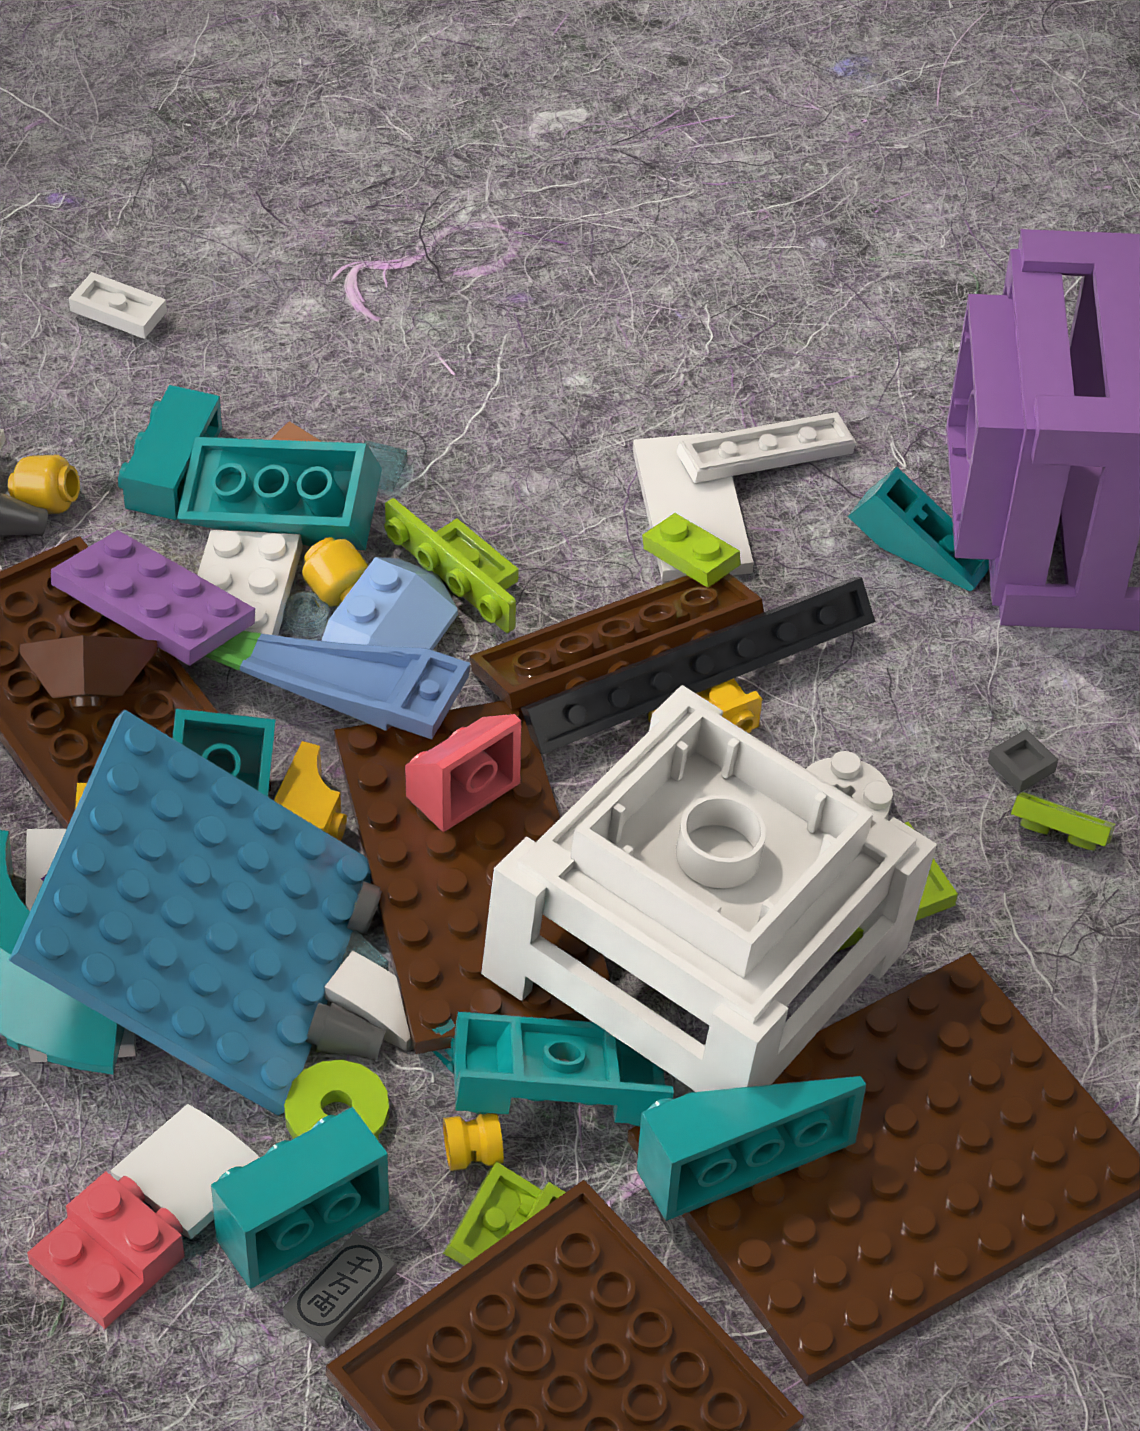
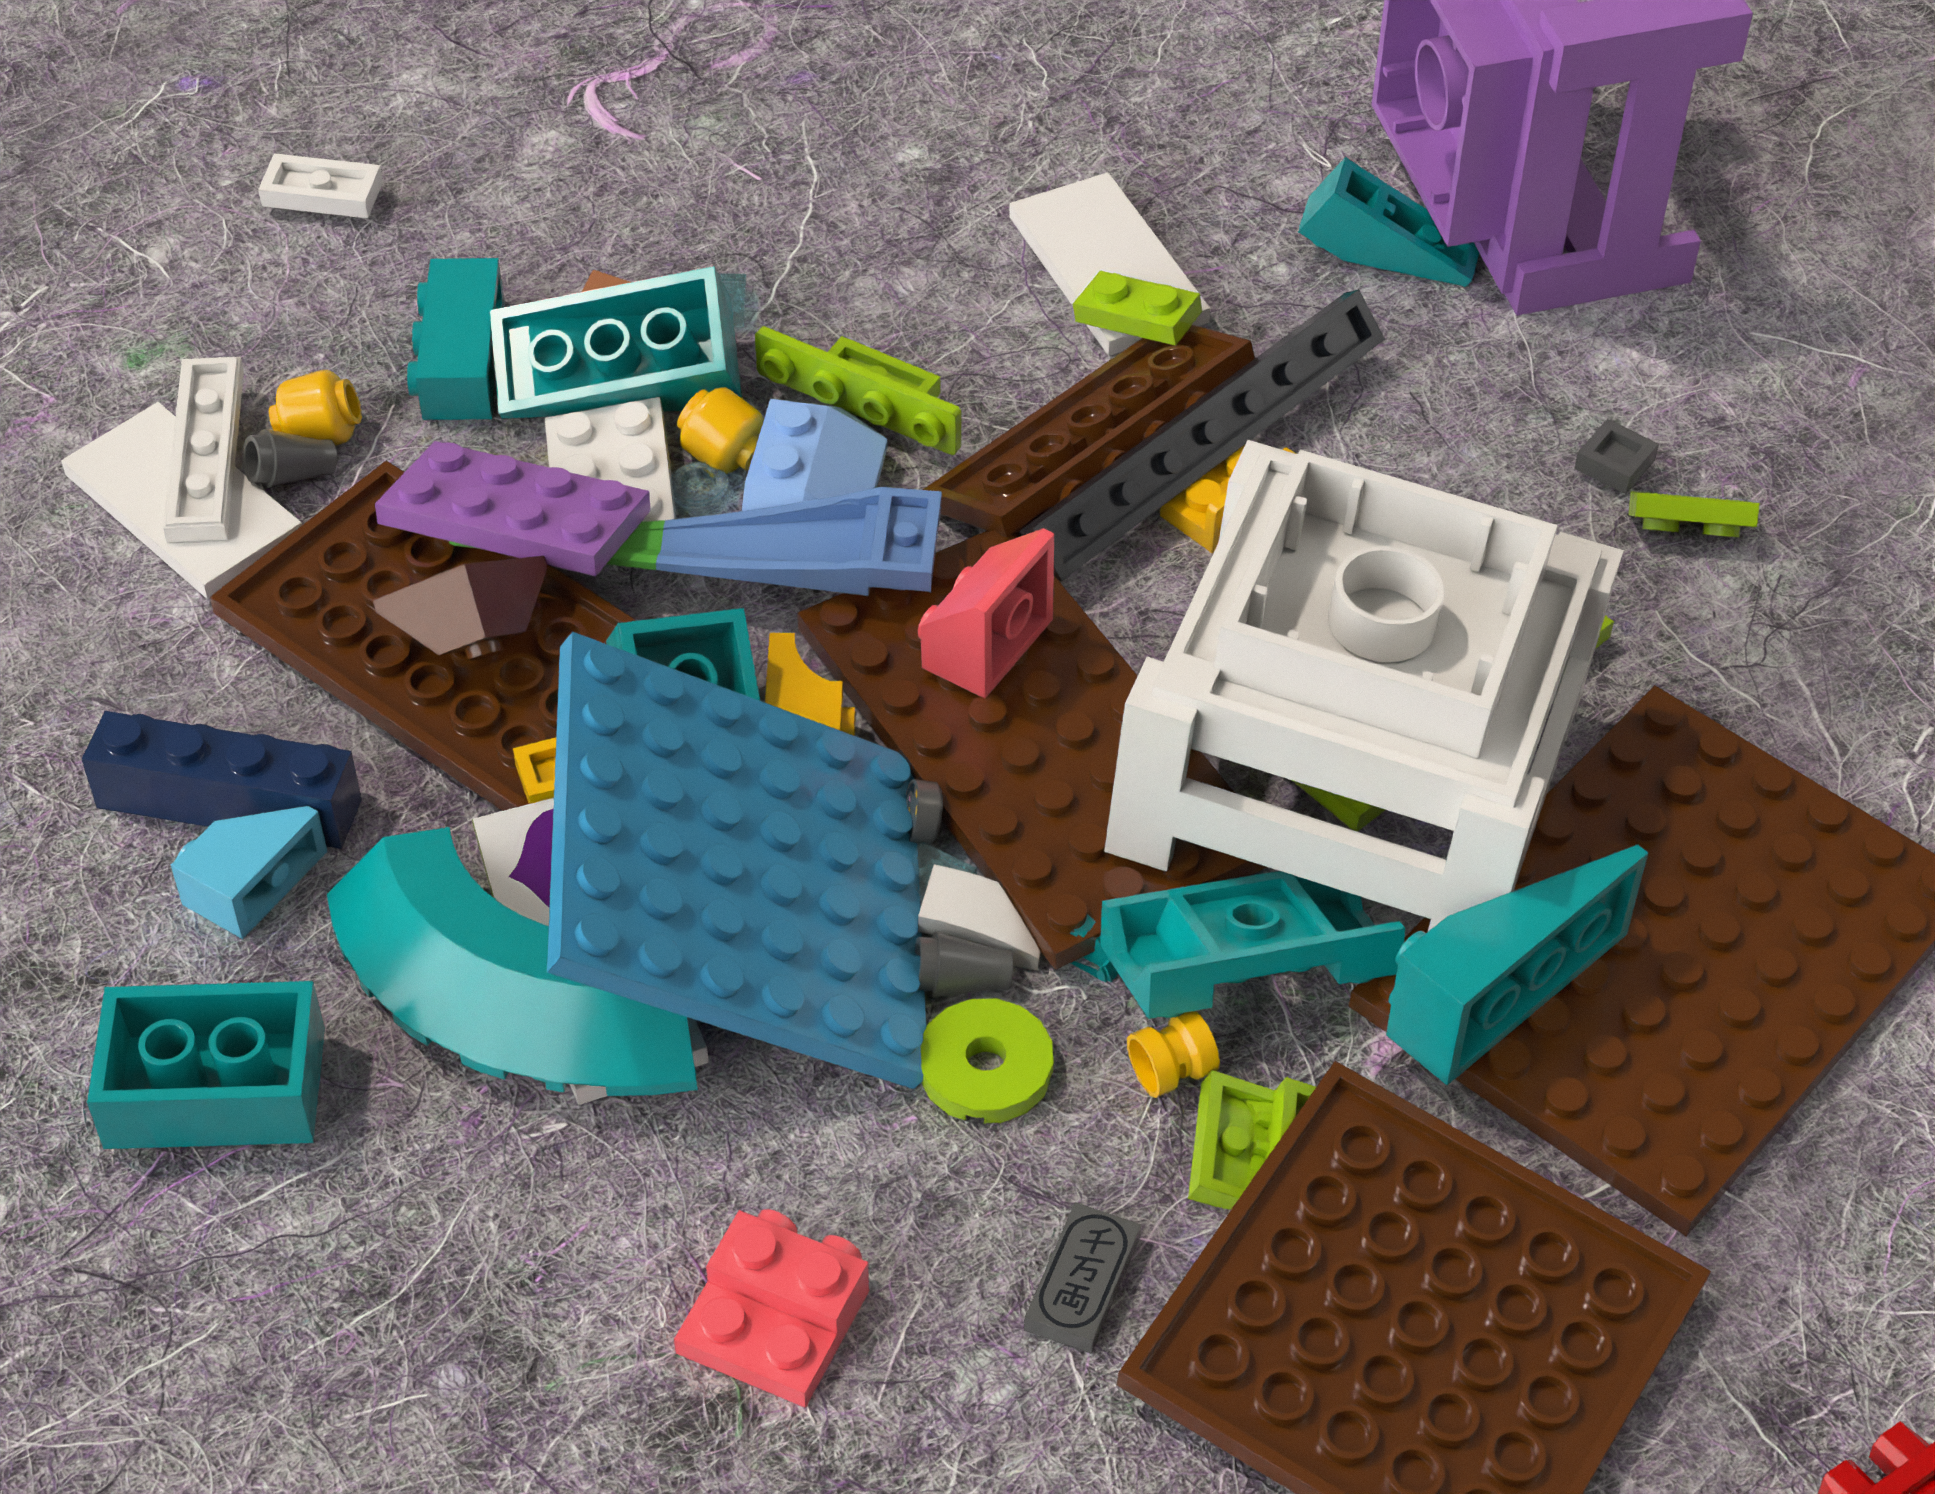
camera: 15 degrees left, 0 degrees up
(182, 1163) = (840, 1177): white slope -> none
(300, 1196) = (999, 1173): teal brick -> none
(765, 447) = (1167, 177): white tile -> none

